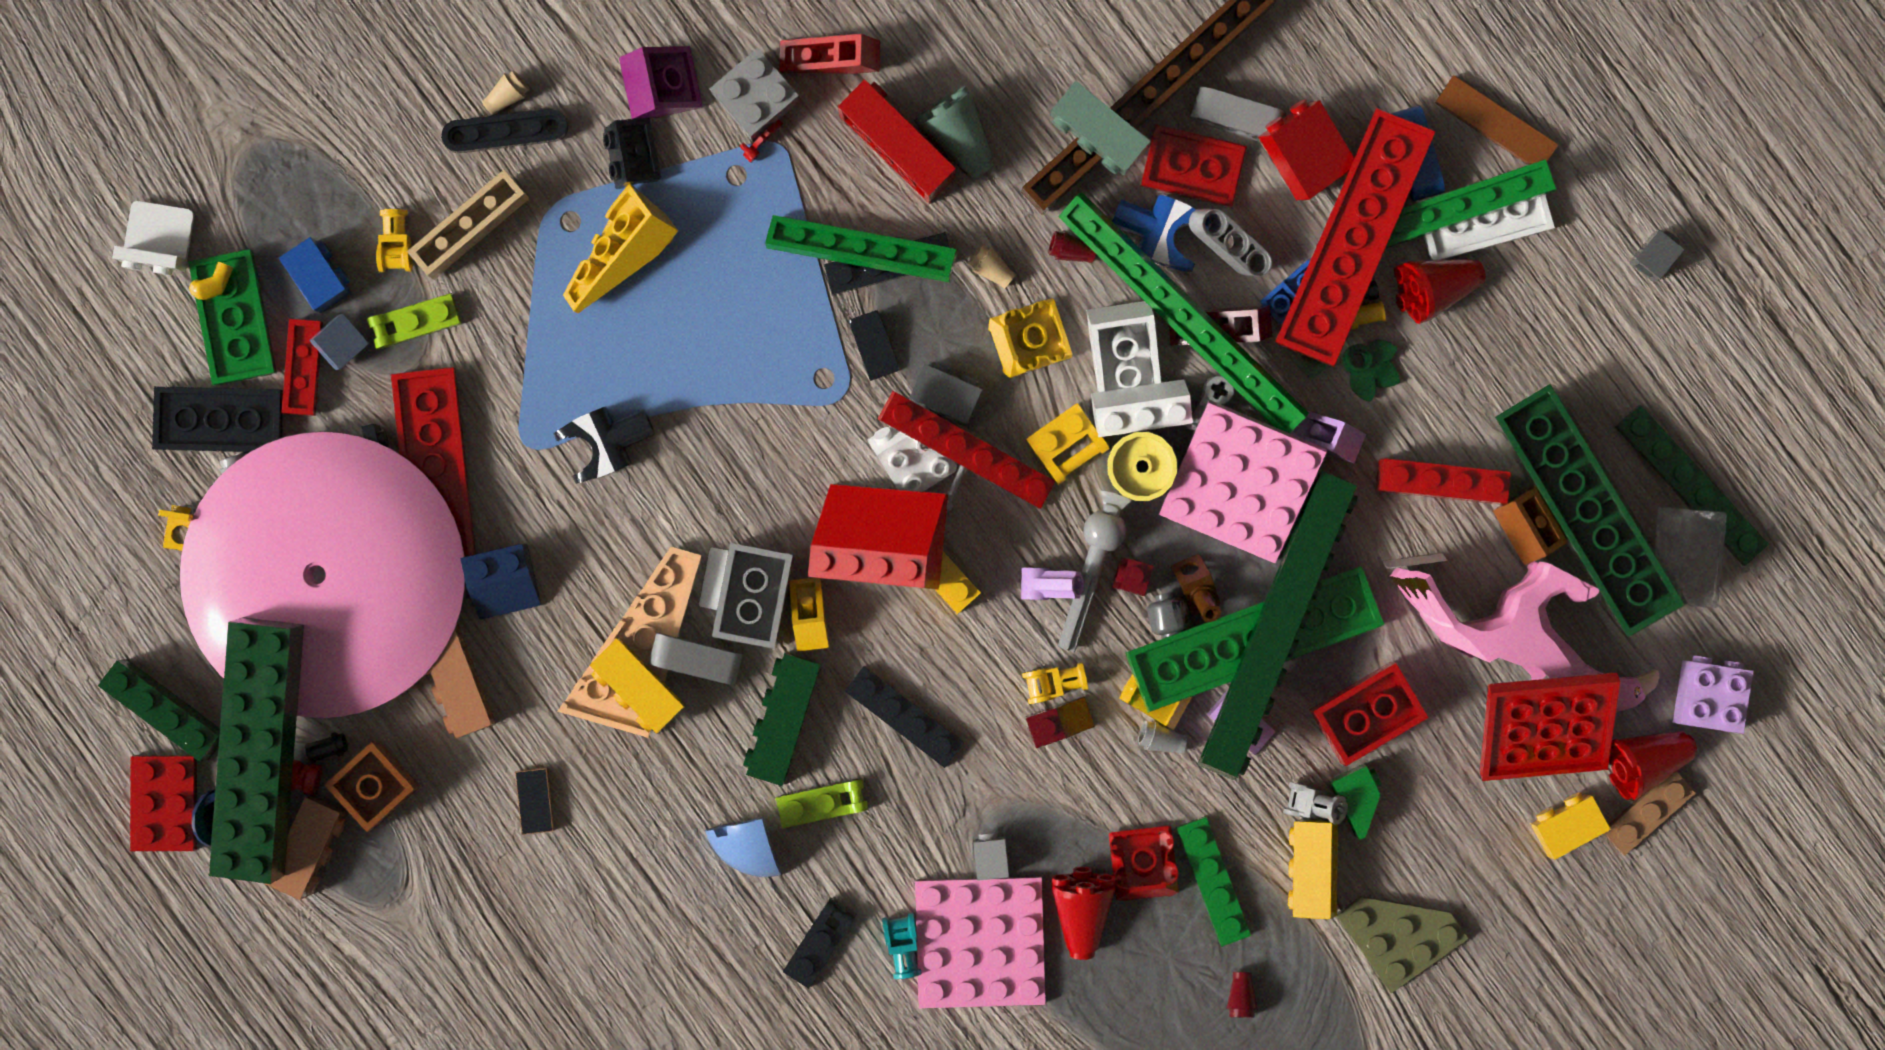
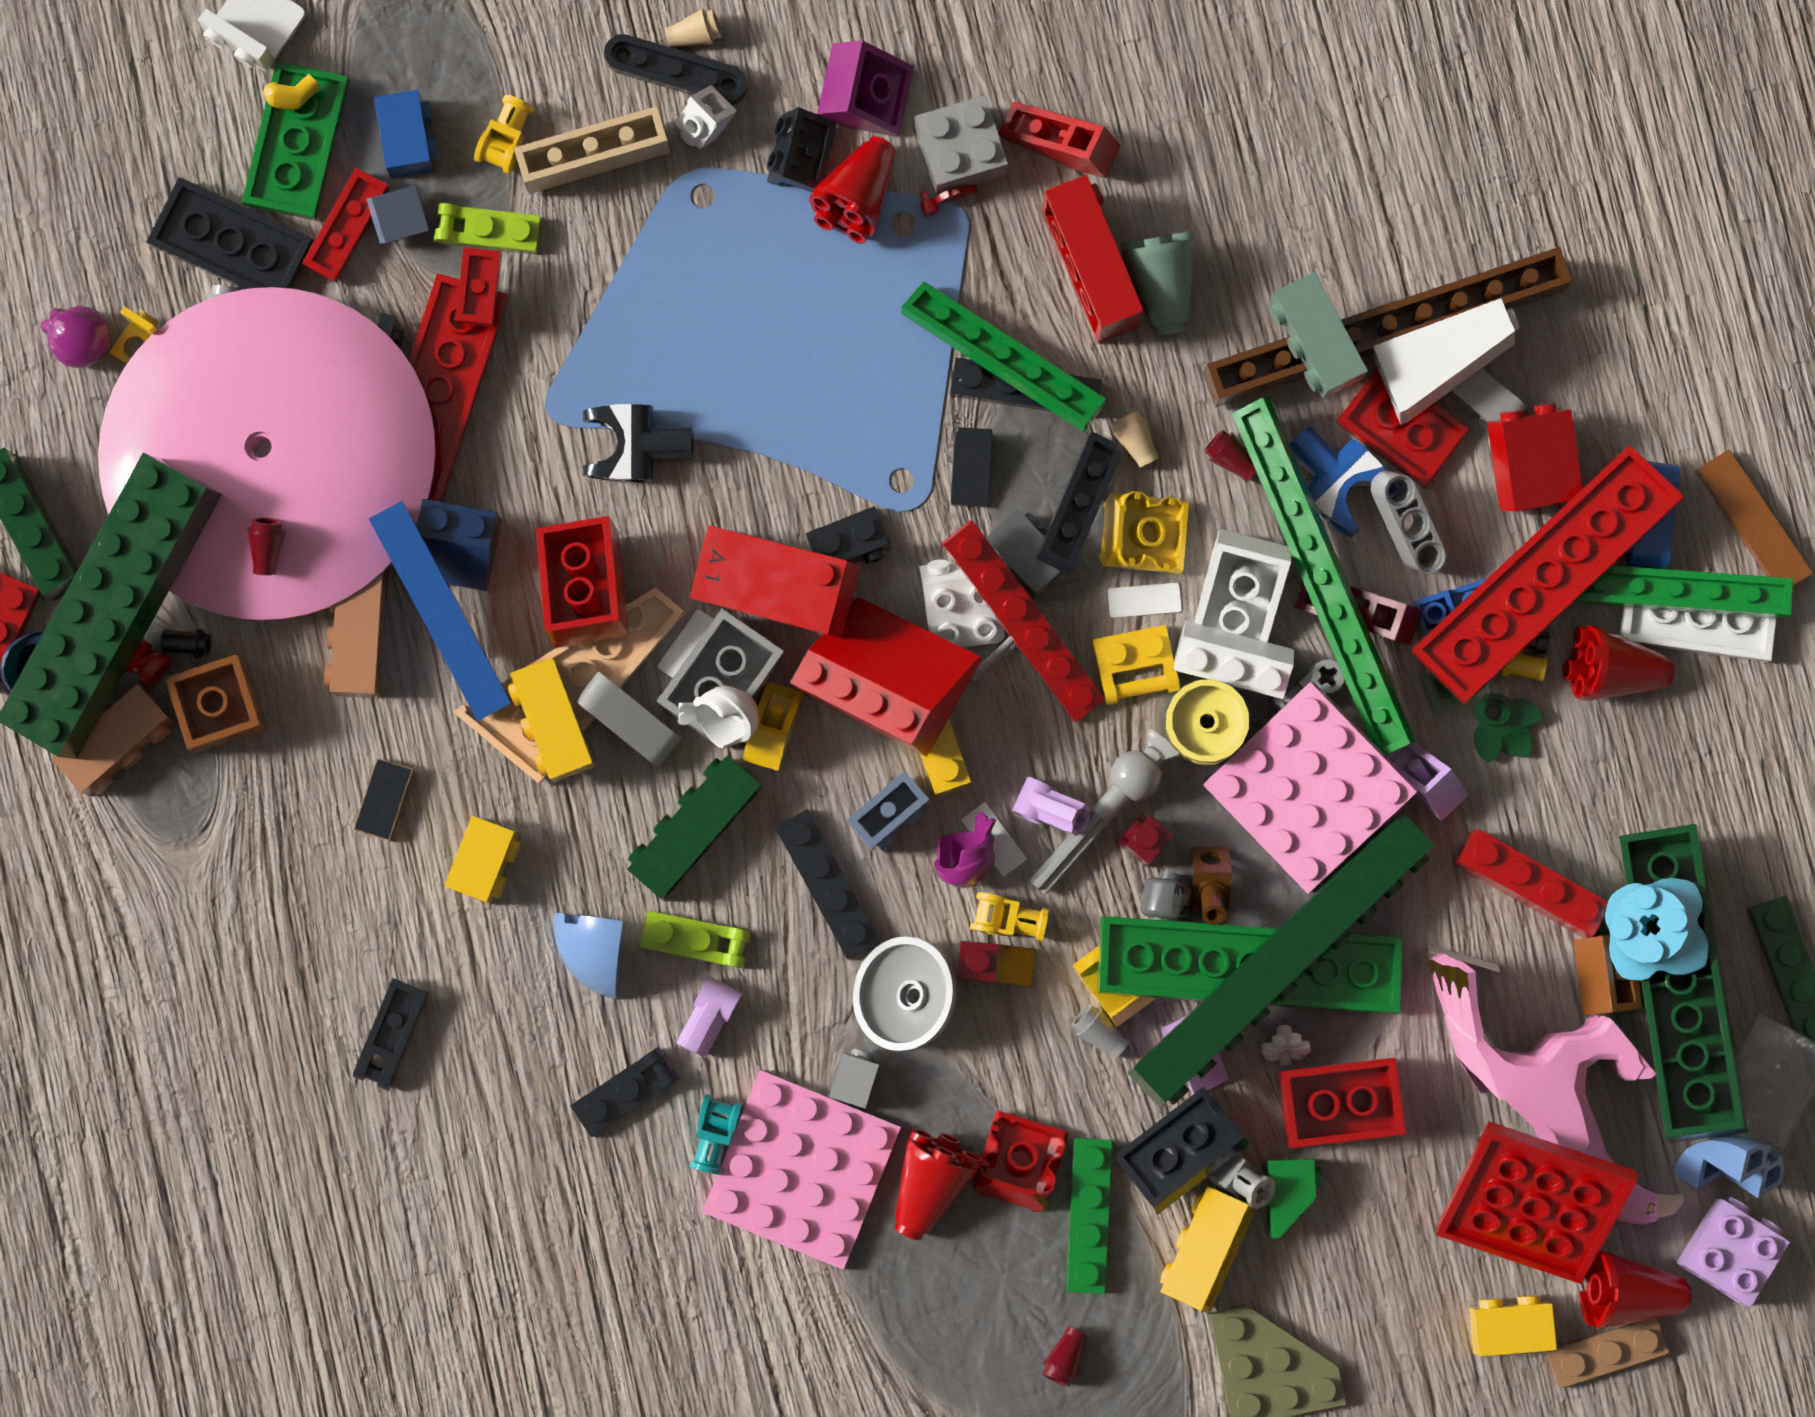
camera: 25 degrees right, 5 degrees down
(132, 546) = (77, 336): none -> magenta hat
(355, 649) = (265, 544): none -> dark red cone
(428, 372) = (478, 287): none -> red plate
(513, 639) = (440, 611): none -> blue slope
(542, 167) = (698, 123): none -> white brick
(612, 568) = (582, 582): none -> red brick
(621, 976) = (391, 1033): none -> black plate
(629, 241) = (757, 242): yellow wedge -> none
(632, 815) = (482, 860): none -> yellow brick
(688, 167) = (855, 191): none -> red cone
(762, 503) = (775, 581): none -> brick
(769, 625) = (724, 714): none -> white hat
(804, 445) = (852, 538): none -> black bracket
(858, 851) = (712, 1009): none -> lavender piece
(927, 641) = (888, 811): none -> sand blue brick
(970, 338) = (1080, 503): none -> black plate
(986, 781) = (887, 990): none -> light grey dish
(1001, 649) = (967, 856): none -> magenta hat
(1016, 625) = (1007, 853): none -> white sticker
(1052, 389) = (1144, 600): none -> white sticker
(1200, 102) = (1442, 355): none -> white slope
(1262, 803) = (1181, 1150): none -> black plate
(1308, 688) = (1285, 1047): none -> white plant
(1576, 486) = (1678, 946): none -> medium azure brick
(1691, 625) = (1738, 1158): none -> medium blue brick

